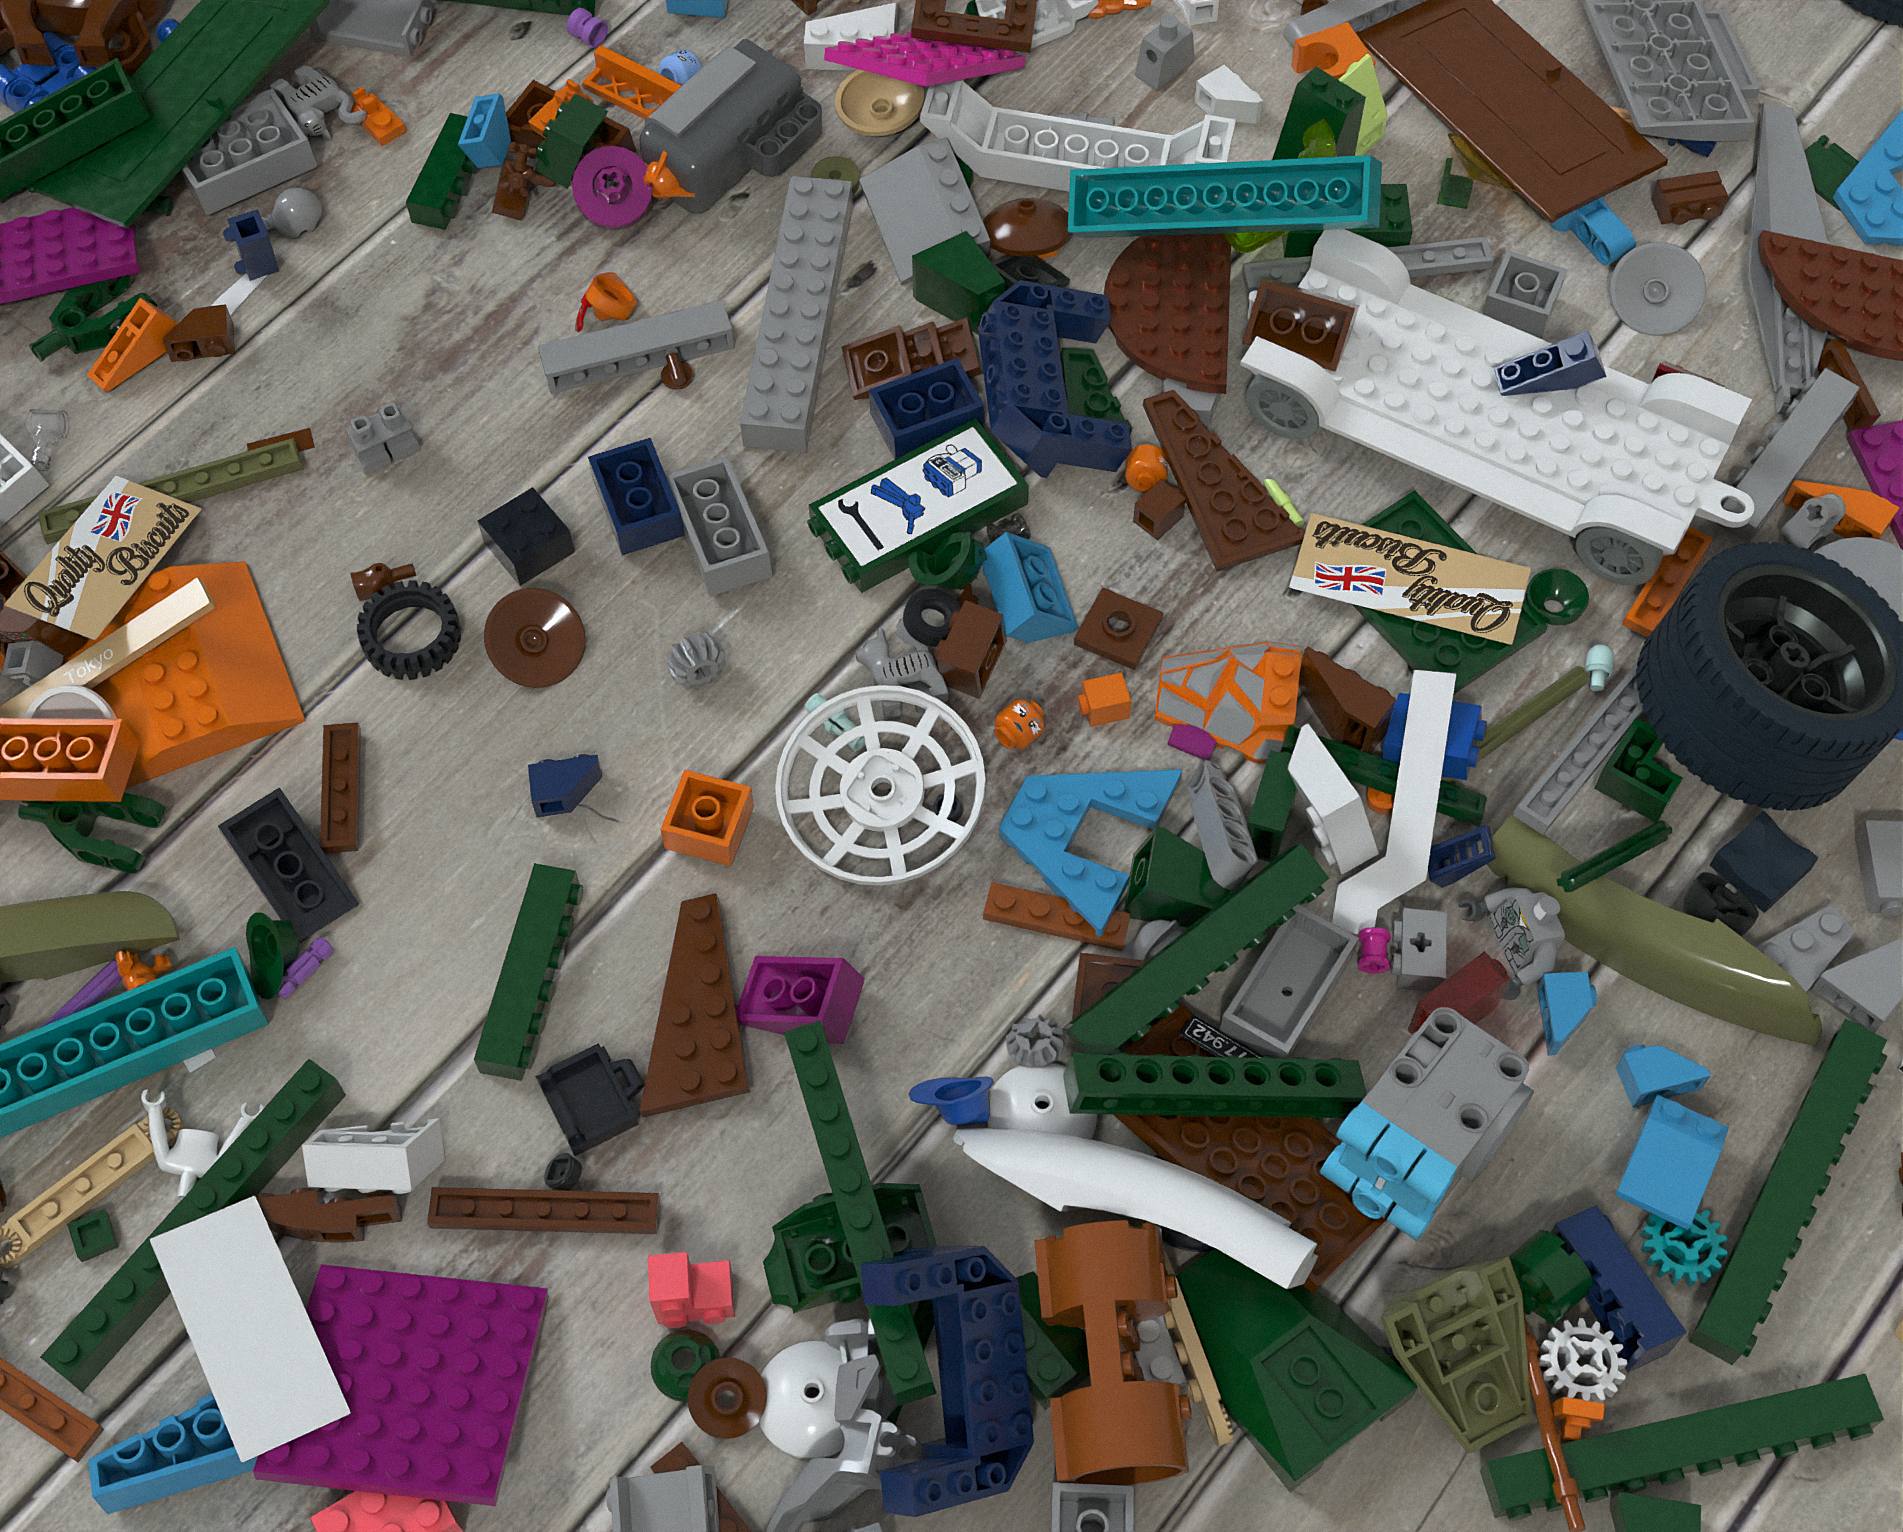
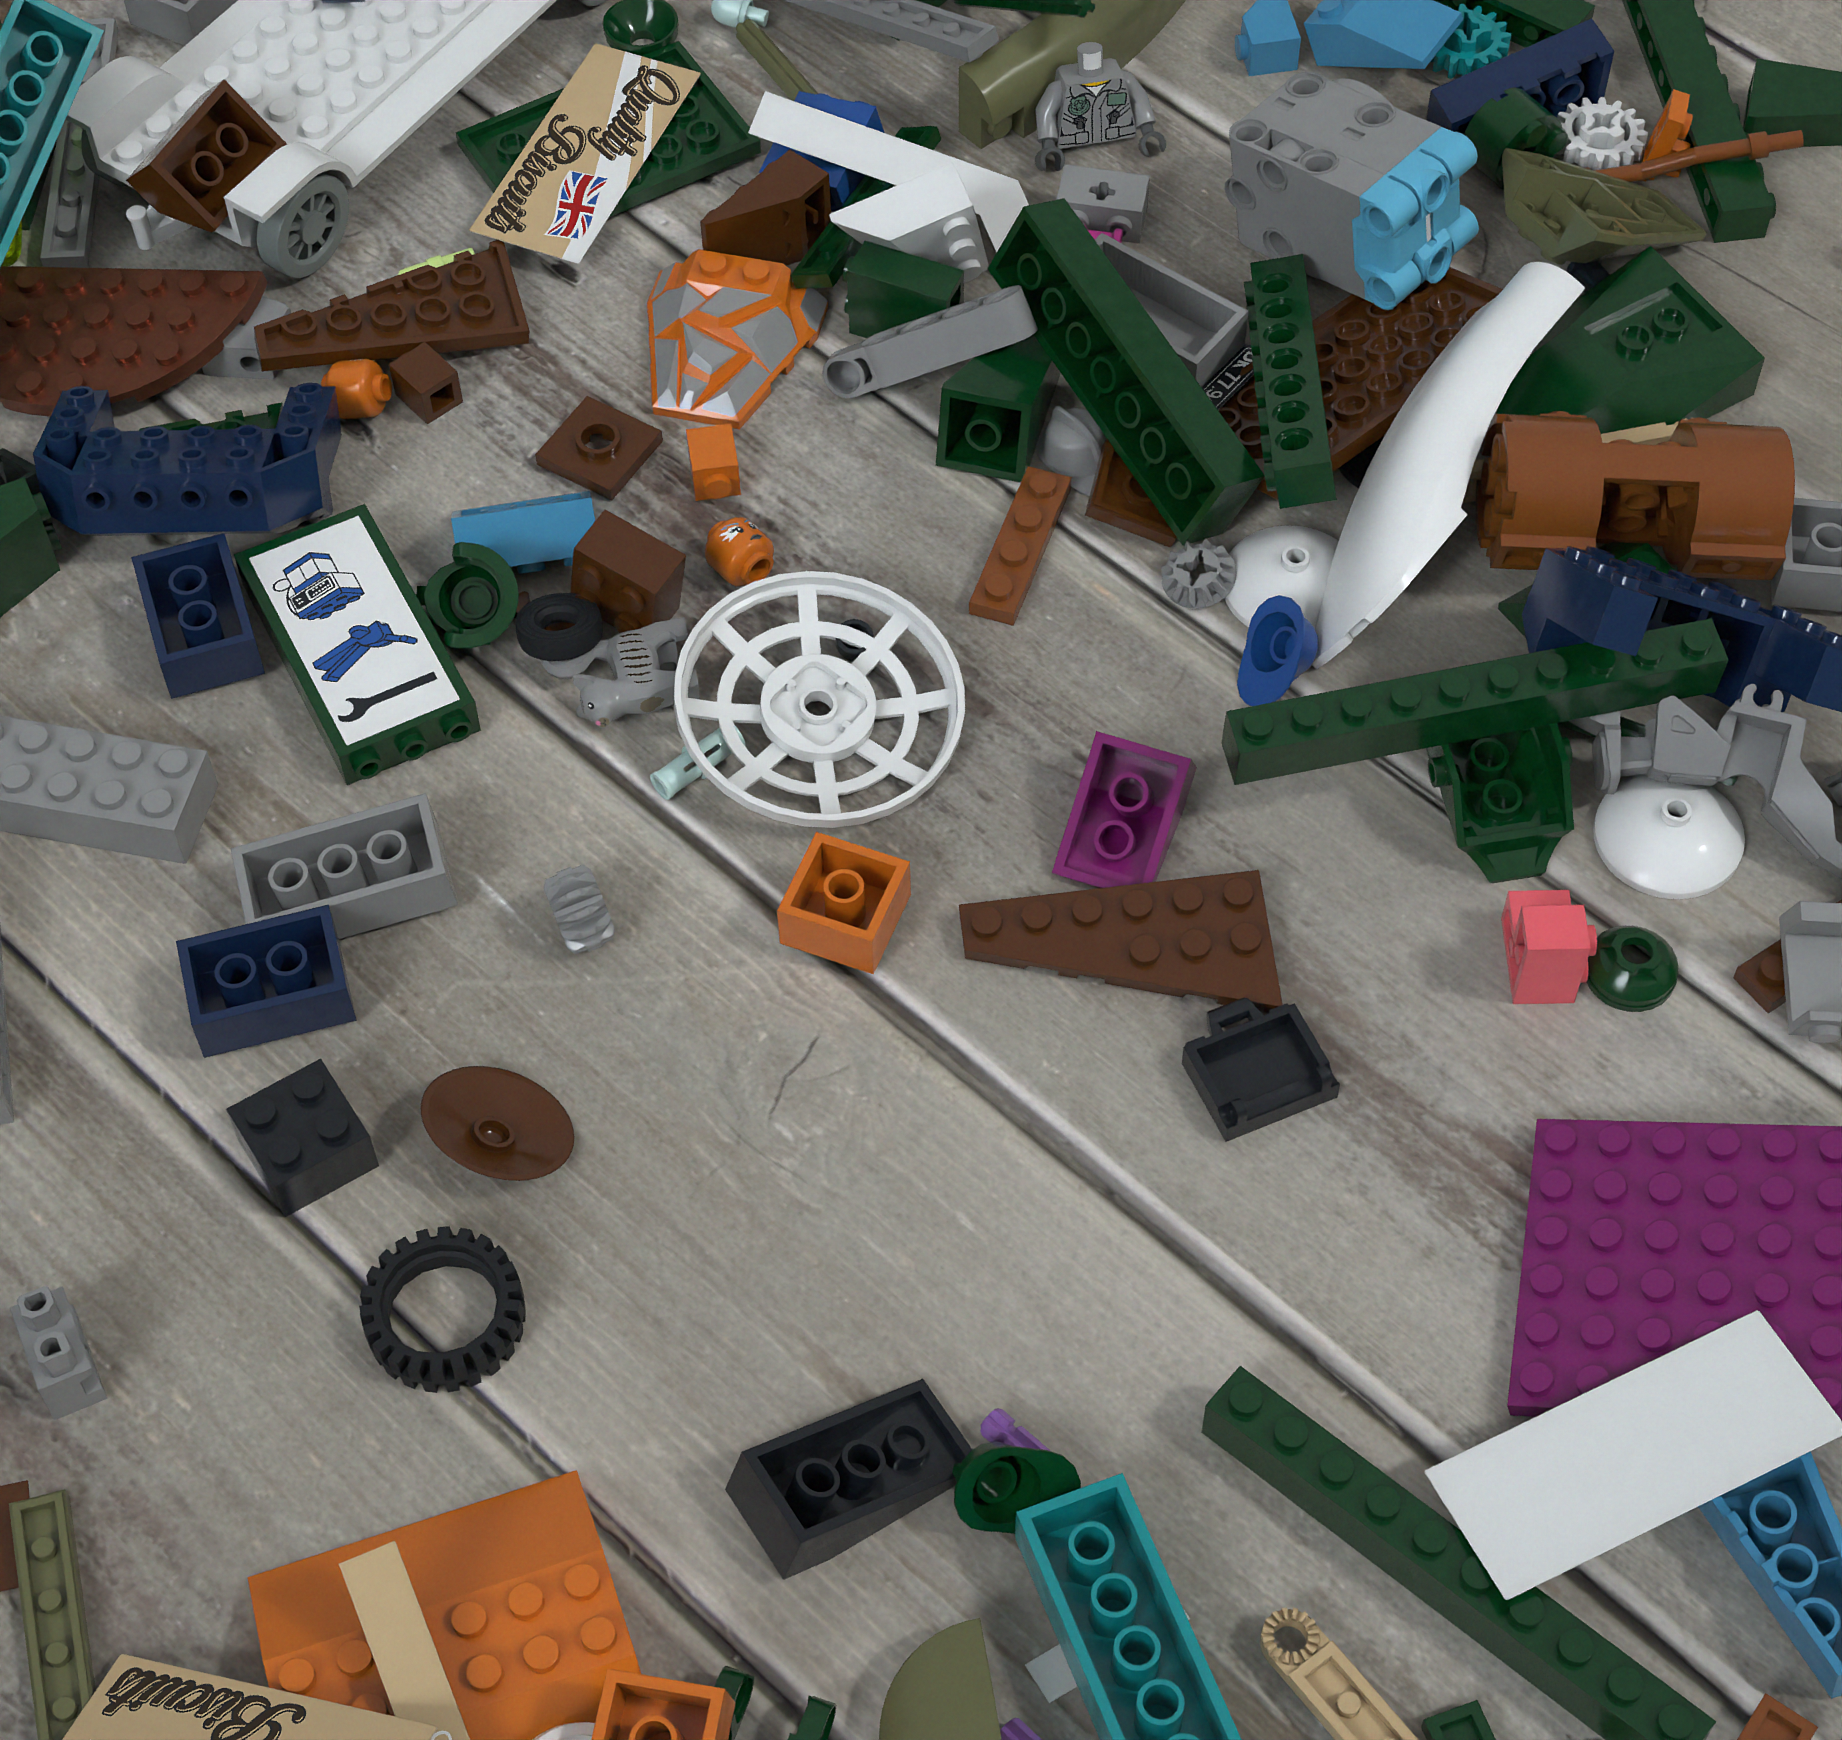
camera: 85 degrees left, 5 degrees down
(136, 973) = (1034, 1691): orange piece -> none
(194, 1149) = (1333, 1591): white piece -> none
(340, 788) = (716, 1403): reddish brown plate -> none
(341, 1220) = (1441, 1397): reddish brown slope -> none
(373, 1160) = (1360, 1320): white wedge -> none
(377, 577) = (341, 1353): reddish brown piece -> none
(528, 972) = (1062, 1137): dark green brick -> none
(543, 1210) = (1426, 1126): reddish brown plate -> none
(562, 784) = (760, 1095): dark blue slope -> none
(563, 1172) = (1370, 1099): pearl dark grey tile -> none
(676, 374) = (32, 937): reddish brown plate -> none
(722, 1376) = (1682, 911): reddish brown dish -> none
(900, 353) = (91, 640): reddish brown slope -> none
(1016, 526) = (419, 550): clear smoke bush -> none
(1052, 811) = (895, 541): dark azure wing -> none
(1192, 741) = (783, 388): magenta piece -> none
(1446, 875) = (992, 104): dark blue slope -> none
(1470, 991) = (1184, 168): clear red brick -> none
(1564, 1006) = (1188, 95): dark azure slope -> none

